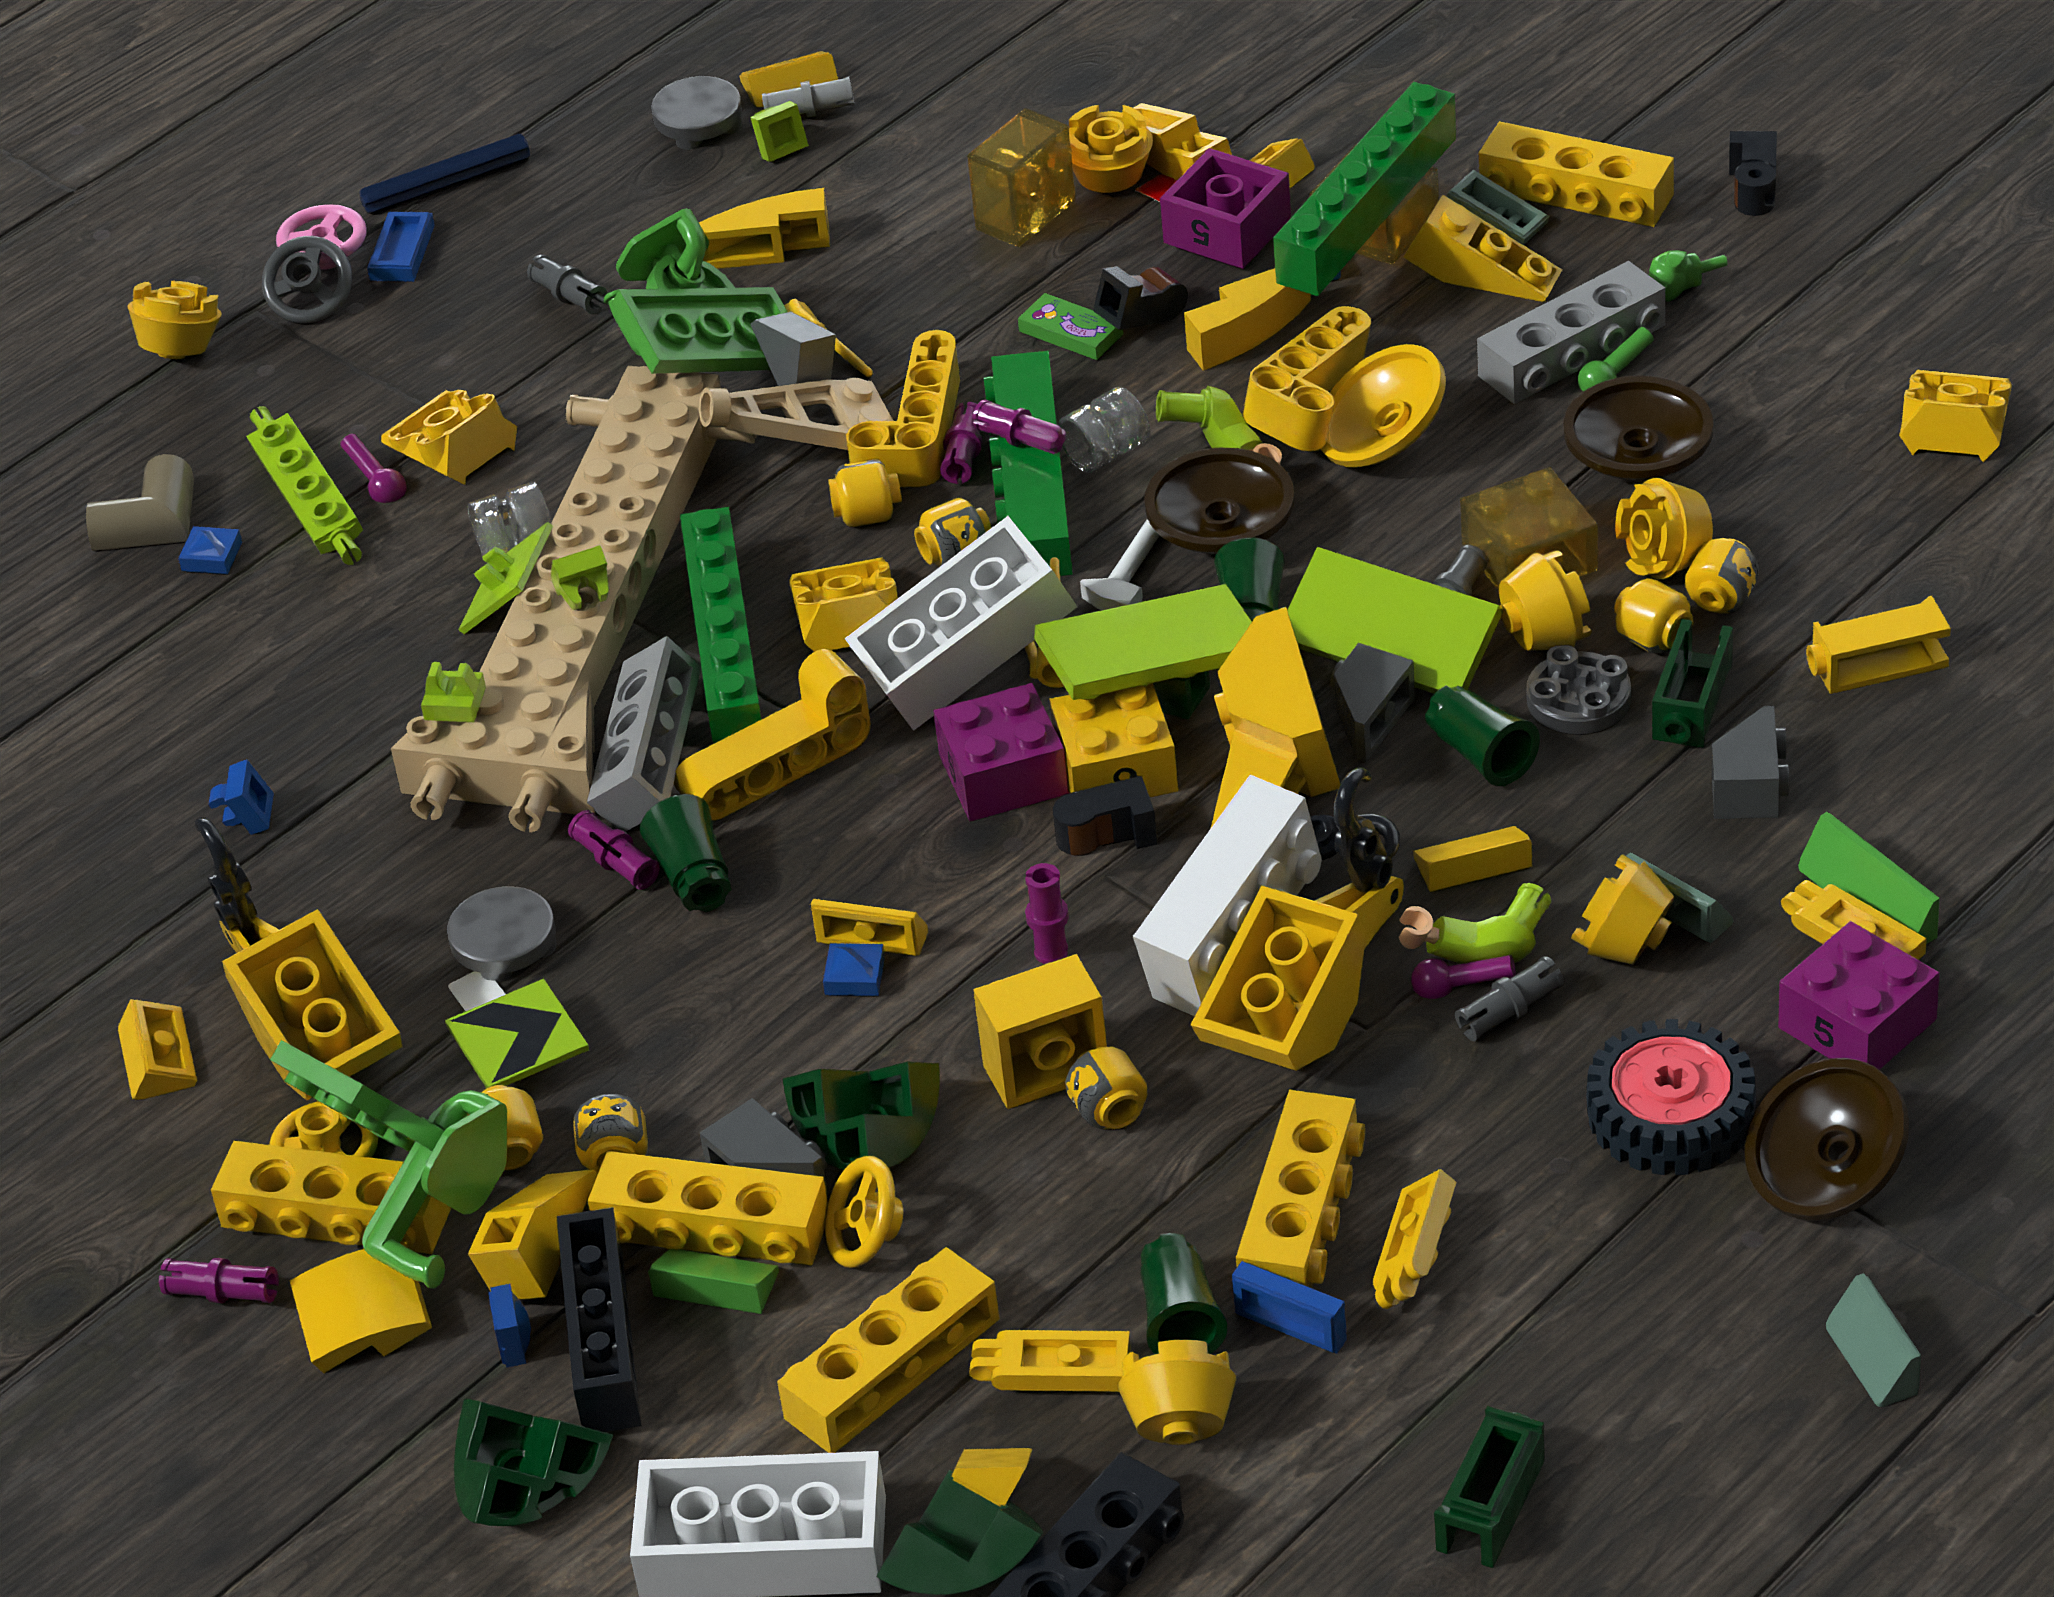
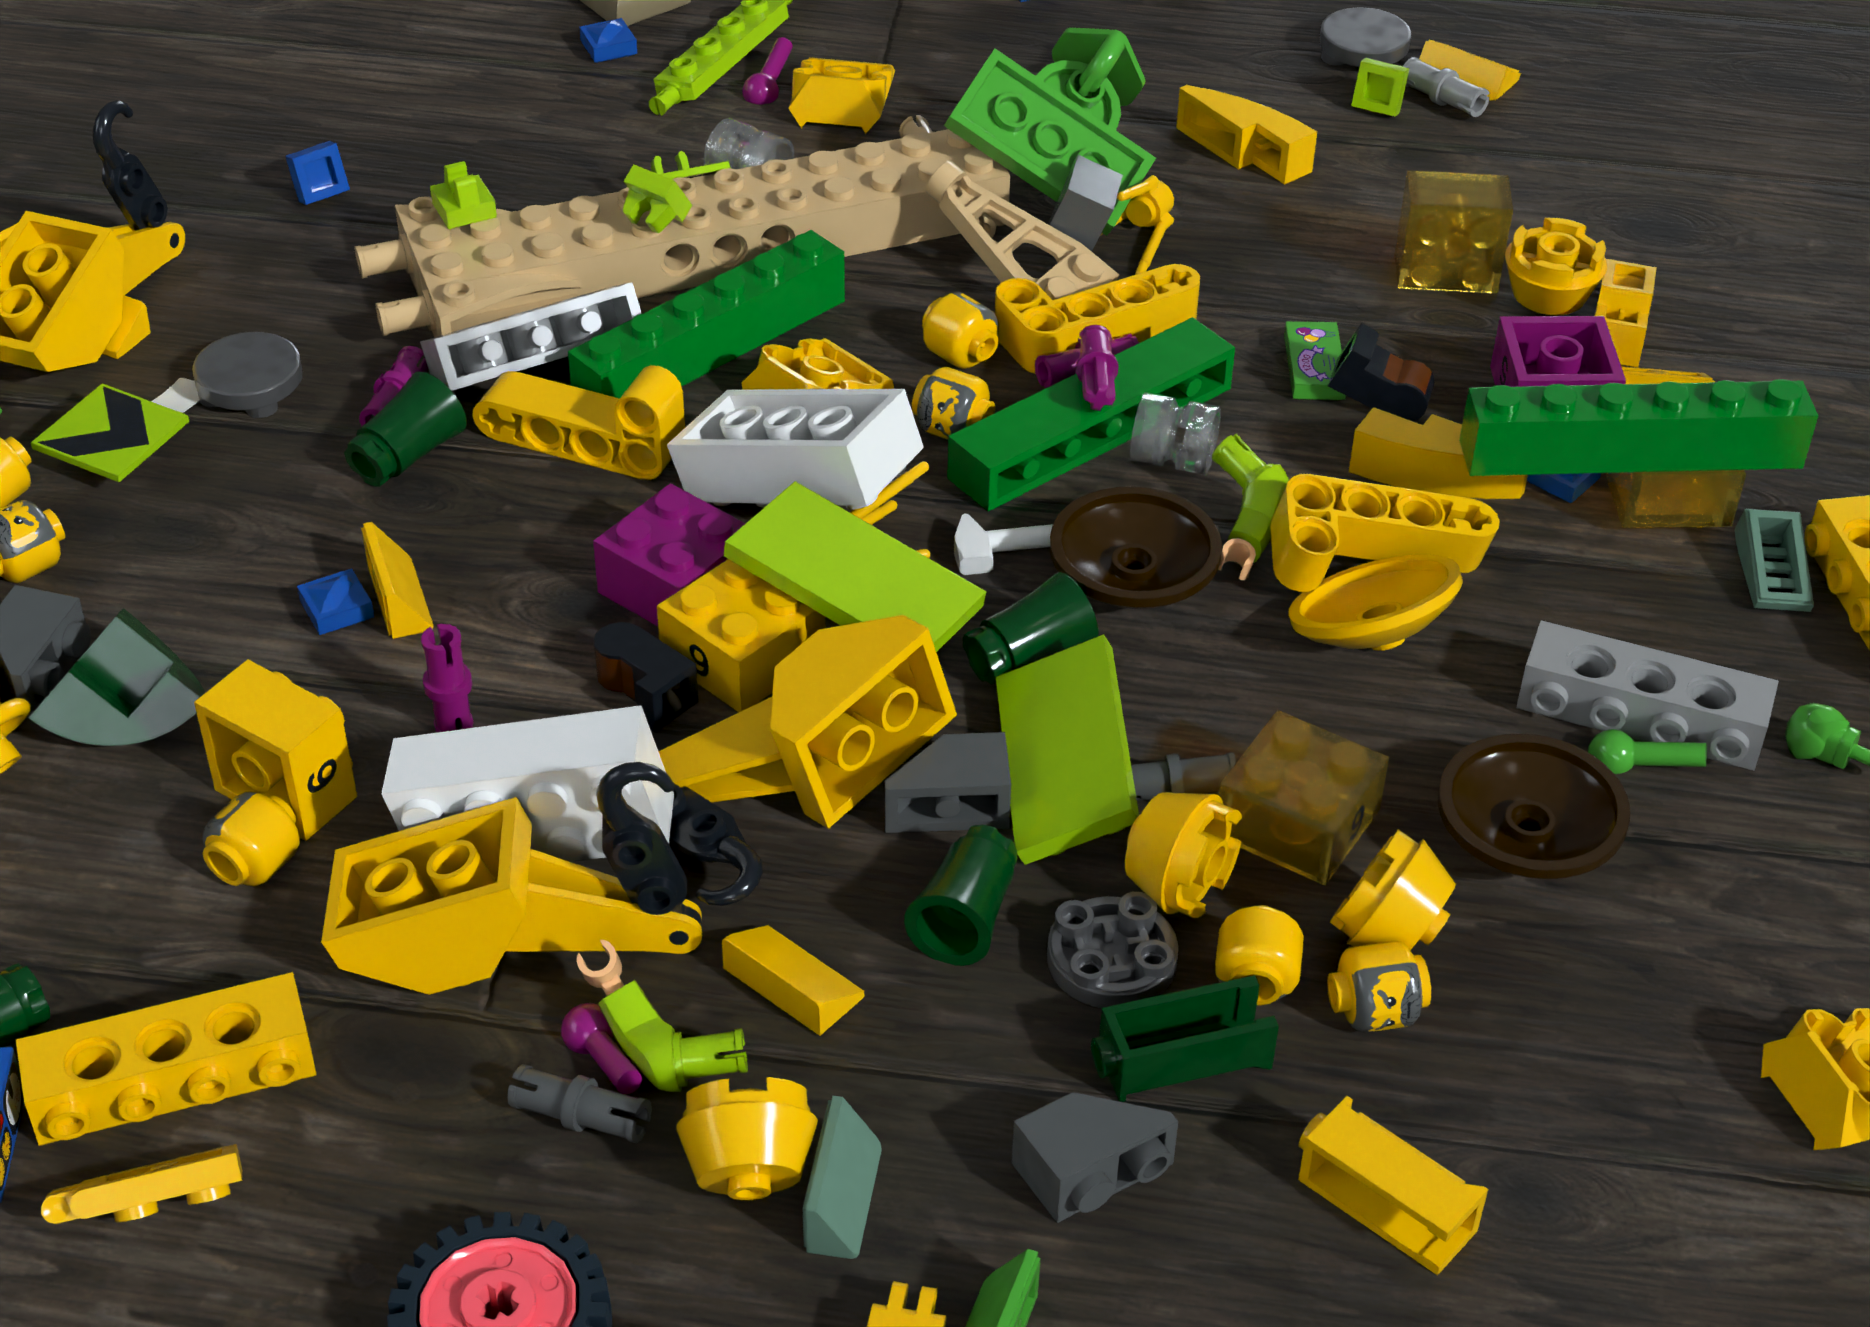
camera: 50 degrees right, 0 degrees up
(1476, 255) = (1689, 575): yellow slope -> none

